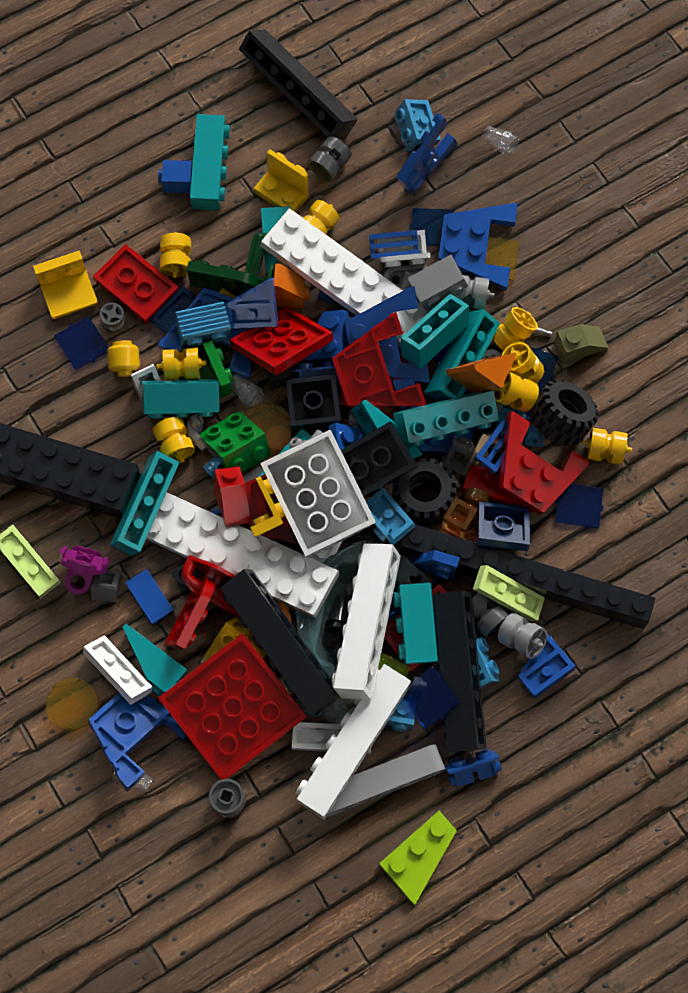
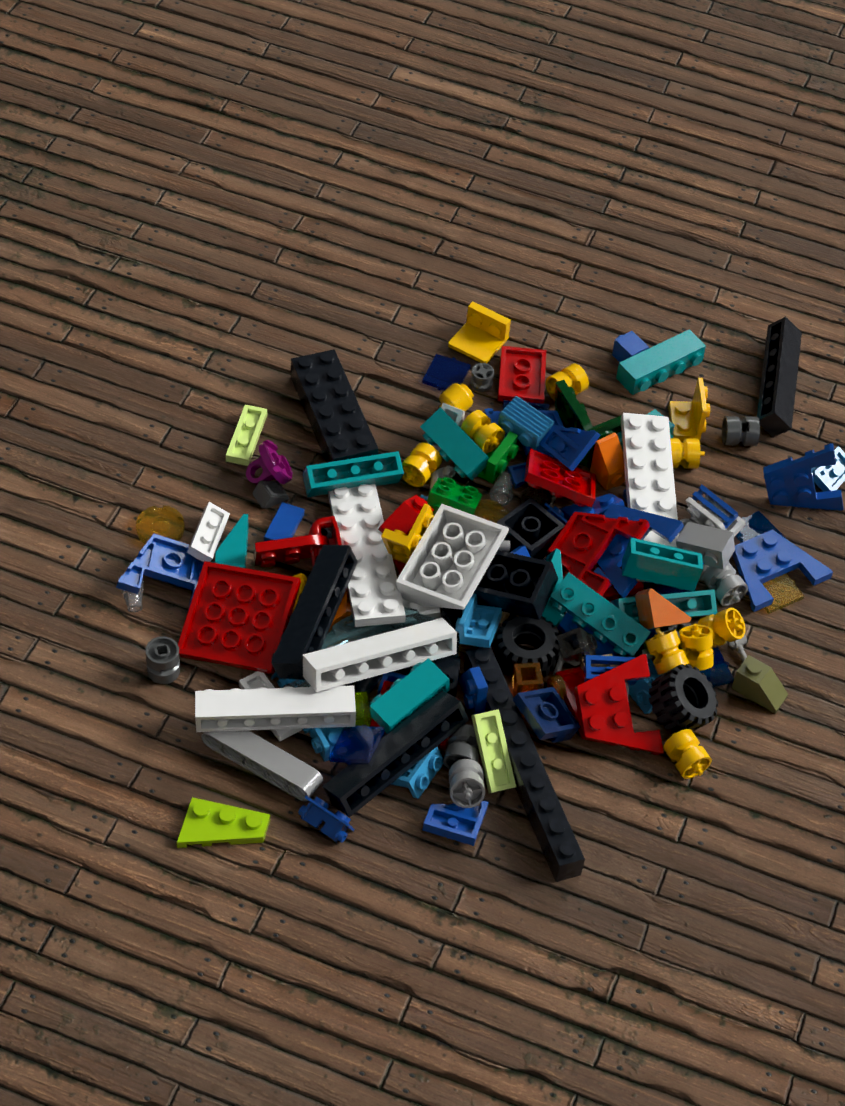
camera: 50 degrees right, 20 degrees down
(580, 506) = (620, 770): clear blue piece -> none

